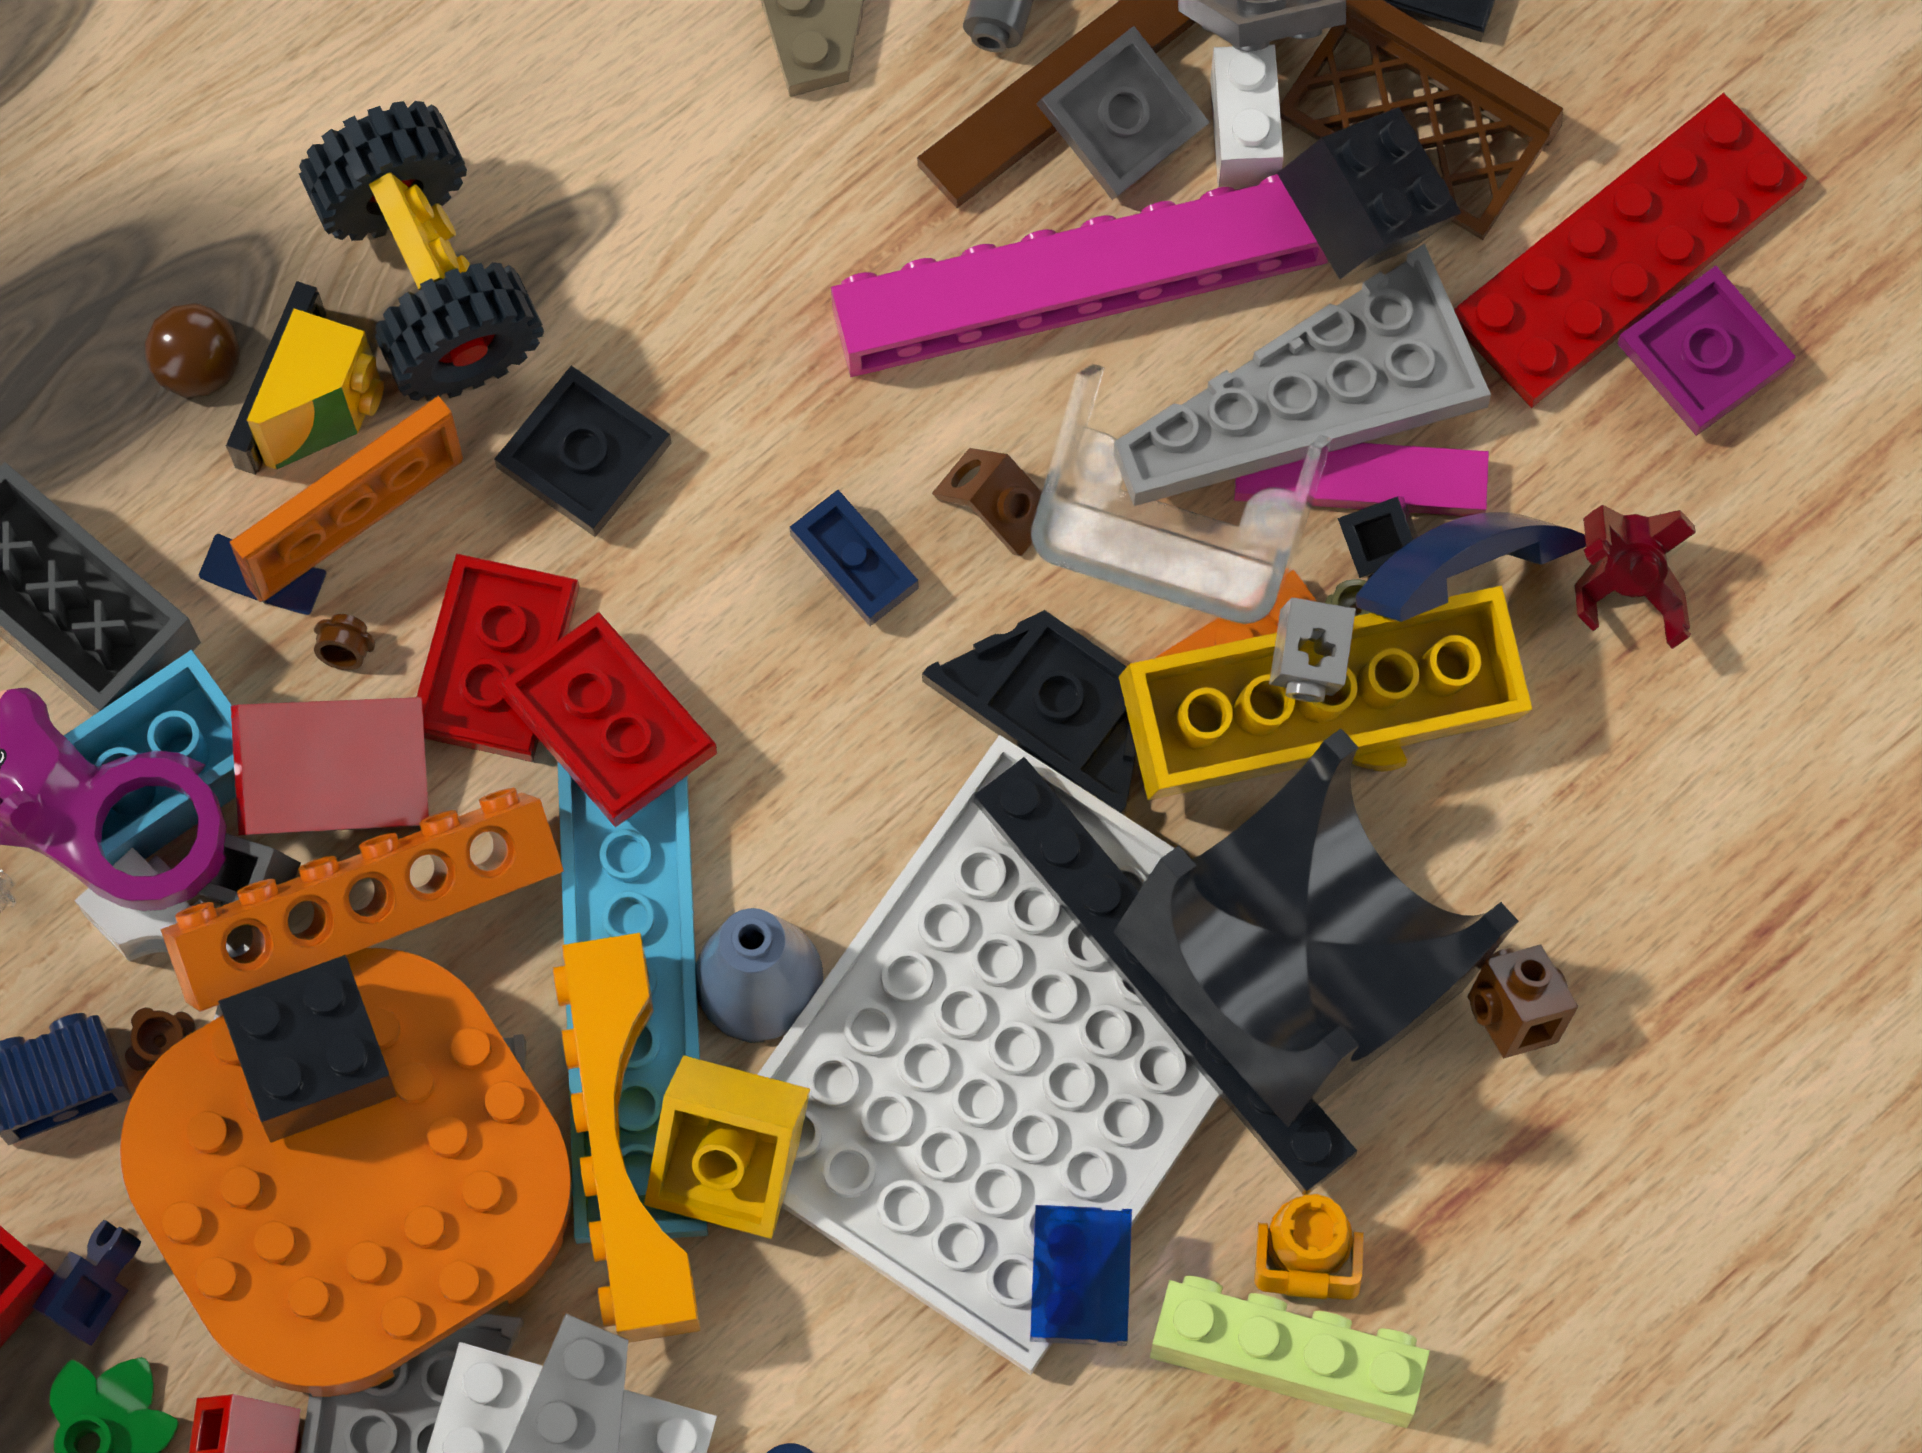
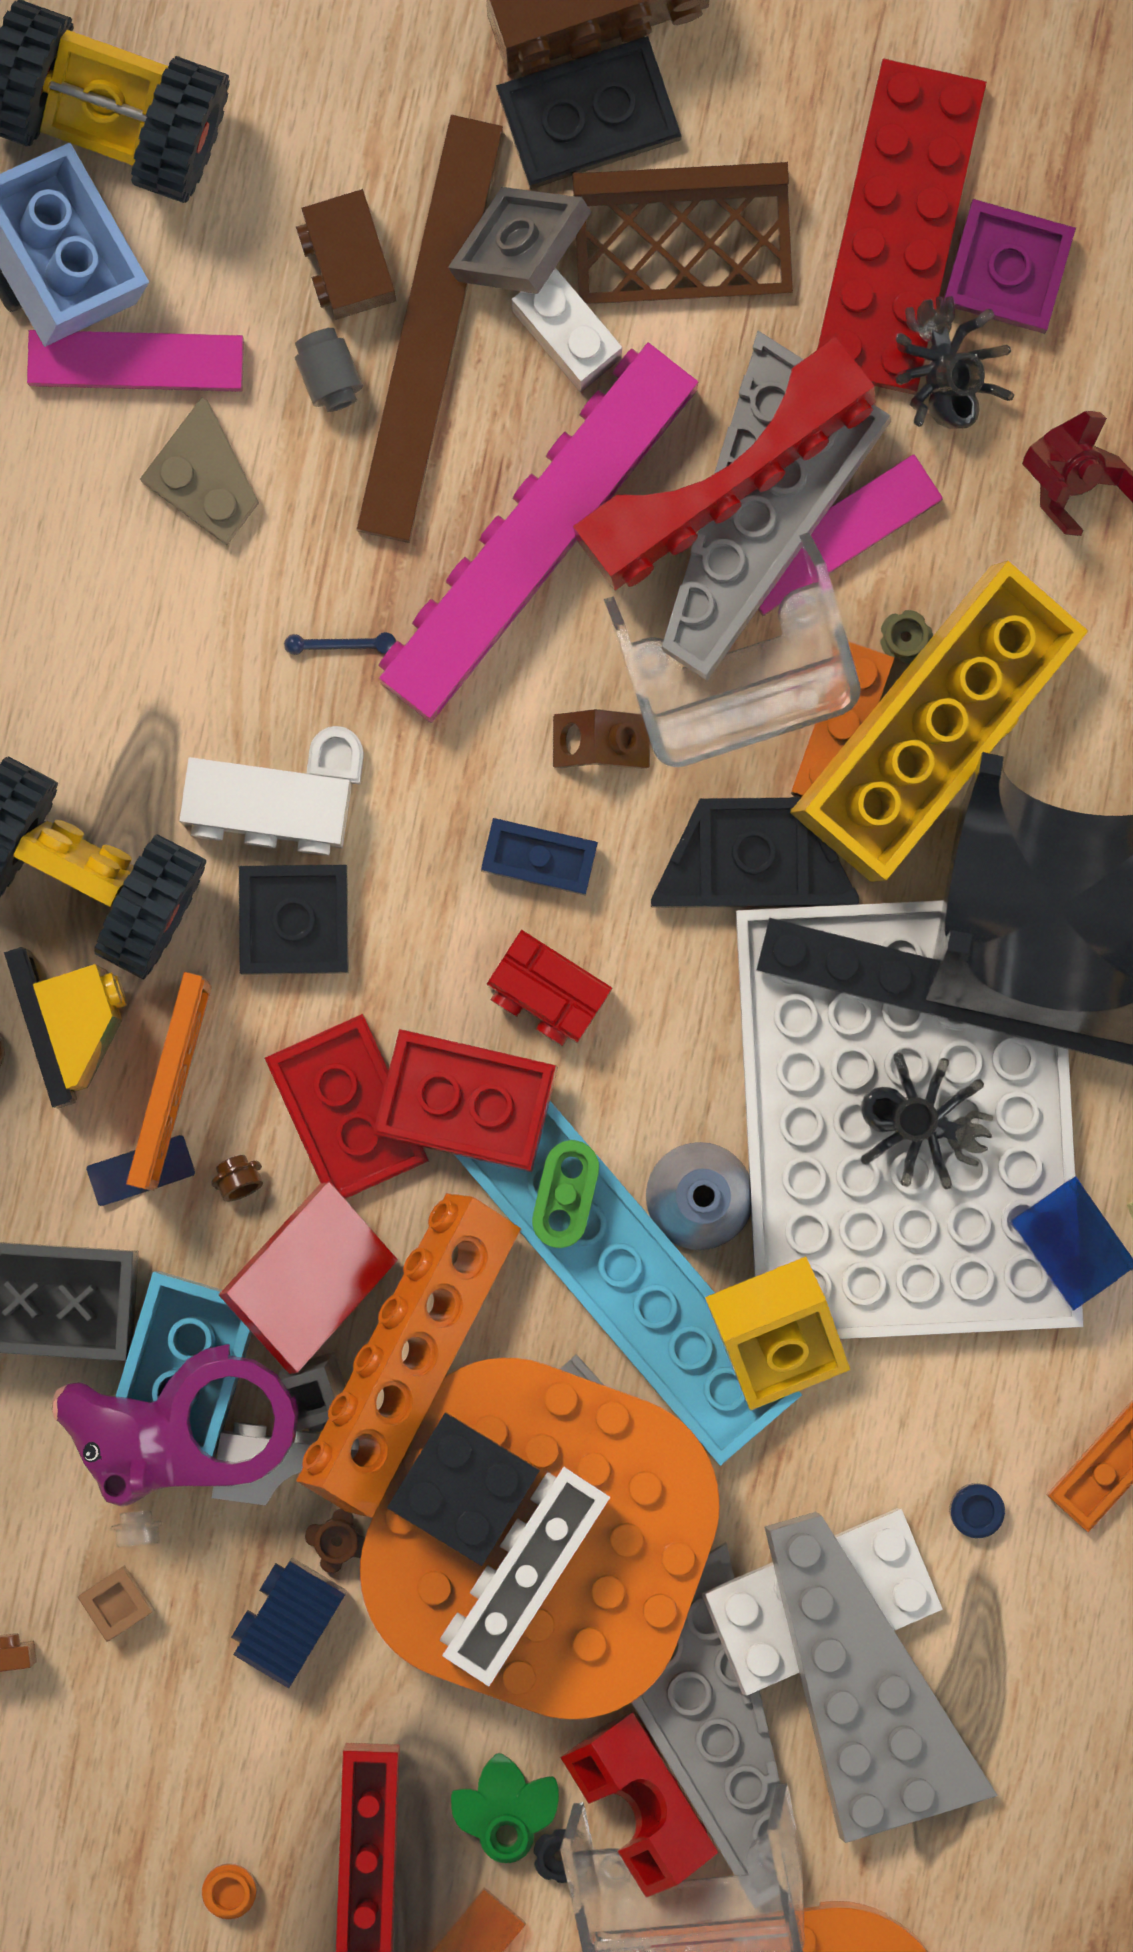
camera: 40 degrees left, 15 degrees up
(85, 1290) = (427, 1740): dark blue plate -> none
(296, 1171) = (526, 1575): none -> white brick
(610, 1006) = (789, 1454): light orange arch -> none
(626, 866) = (565, 1194): none -> bright green plate
(640, 331) = (265, 805): none -> white brick
(739, 341) = (336, 754): none -> white tile
(767, 679) = (548, 988): none -> red brick
(782, 220) = (295, 644): none -> dark blue hinge
(1018, 1044) = (918, 1120): none -> animal
(1122, 112) = (478, 390): flat silver plate -> none
(1331, 632) = (905, 699): light grey brick -> none
(1368, 192) = (702, 330): black brick -> none
(1377, 533) = (892, 576): black brick -> none
(1418, 573) = (947, 594): dark blue slope -> none
(1427, 329) = (640, 529): none -> red arch
(1582, 397) = (951, 375): none -> animal

